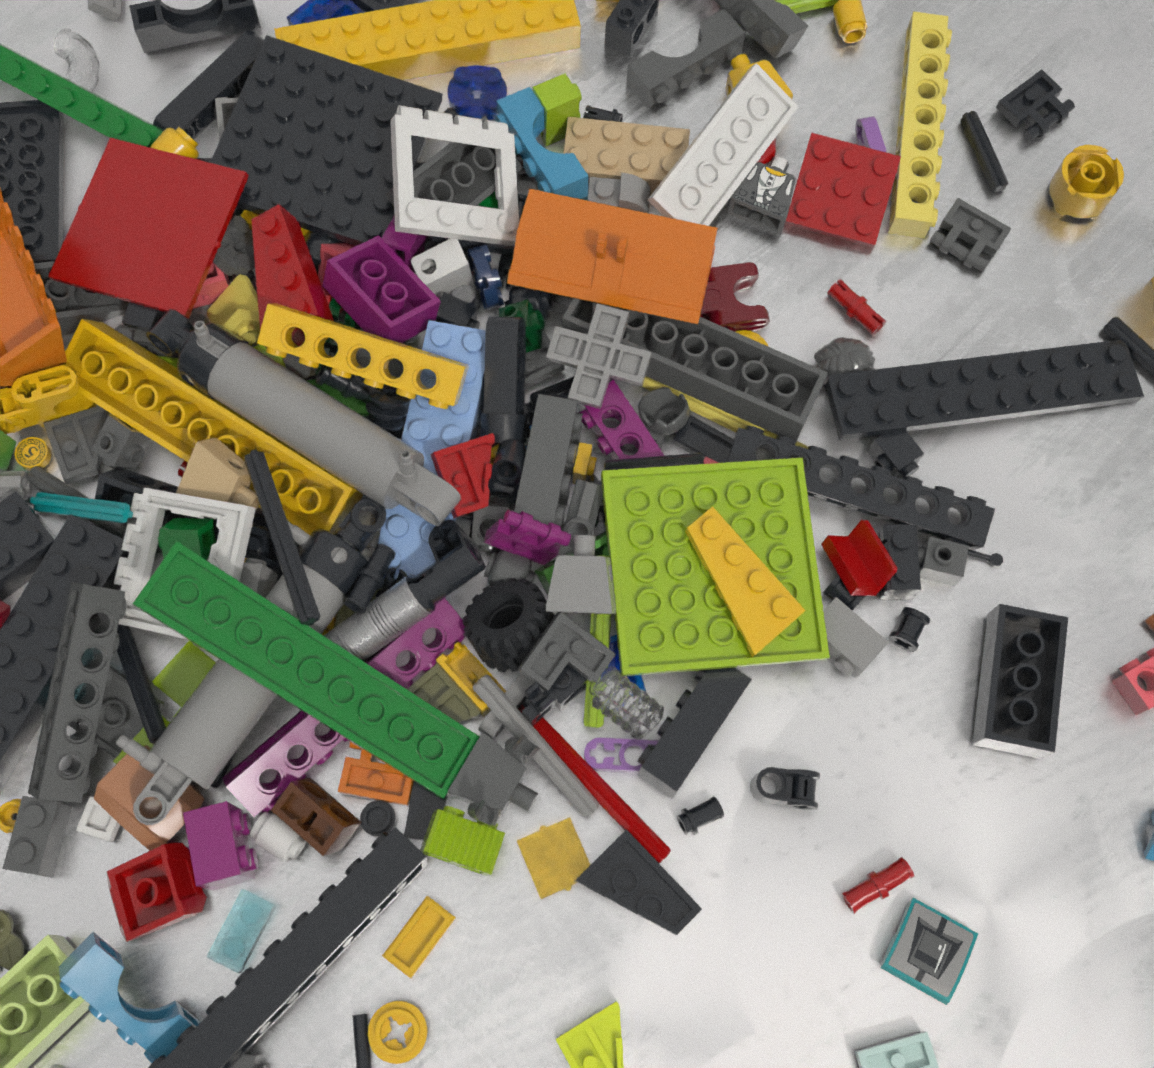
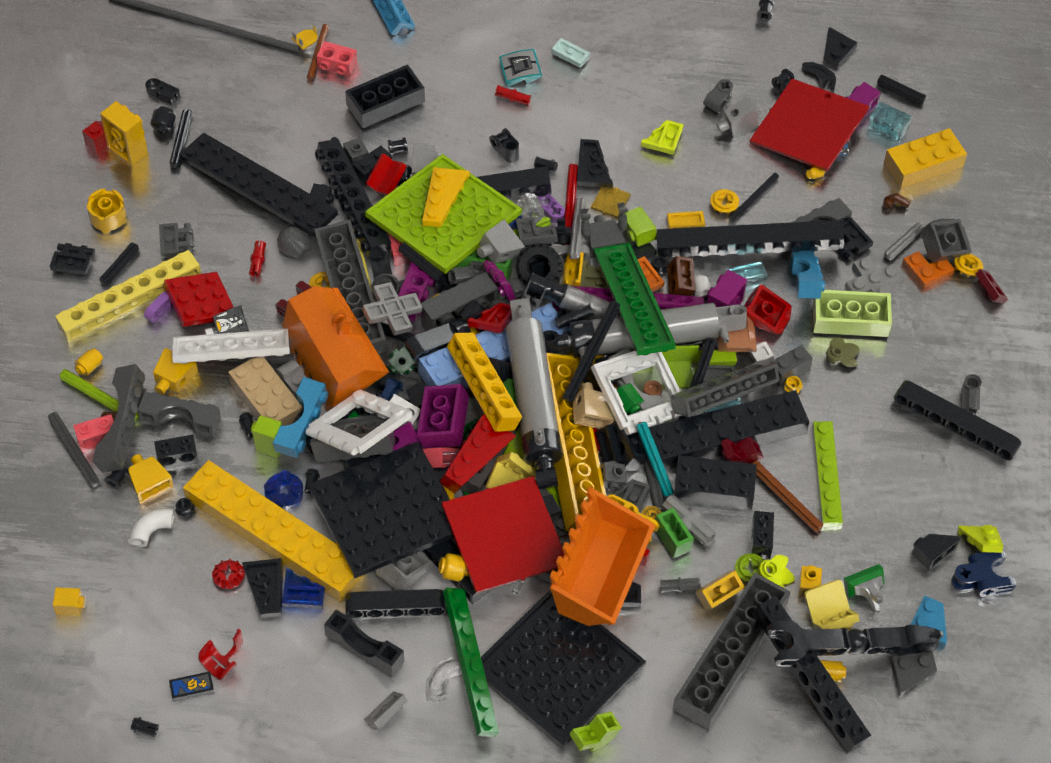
camera: 130 degrees left, 15 degrees down
(155, 473) = (608, 444): none -> black tile

